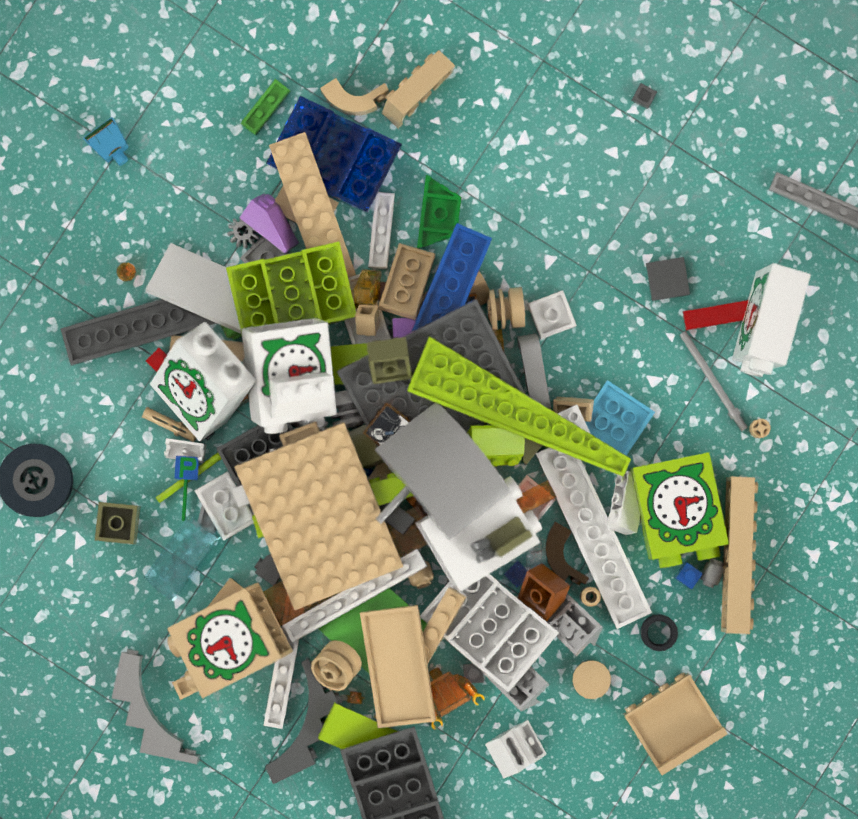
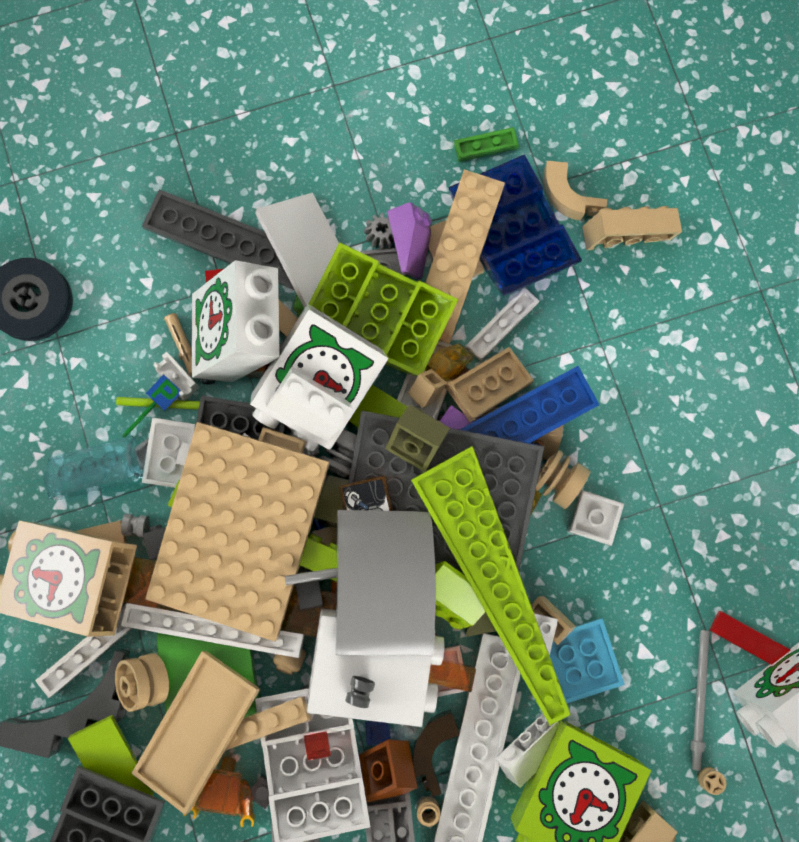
camera: 35 degrees right, 5 degrees down
(108, 142) = (330, 69): dark azure torso -> none
(117, 523) = (63, 392): olive brick -> none
(126, 271) = (255, 187): clear orange plate -> none
(246, 568) = (134, 525): none -> light grey wheel
(355, 698) = (137, 724): clear orange plate -> none
(438, 213) = (565, 348): green wing -> none
(484, 612) = (317, 746): none -> clear red tile
(508, 537) = (395, 699): olive panel -> none
(534, 368) = (543, 553): light grey beam -> none
(667, 279) = (728, 570): dark grey tile -> none

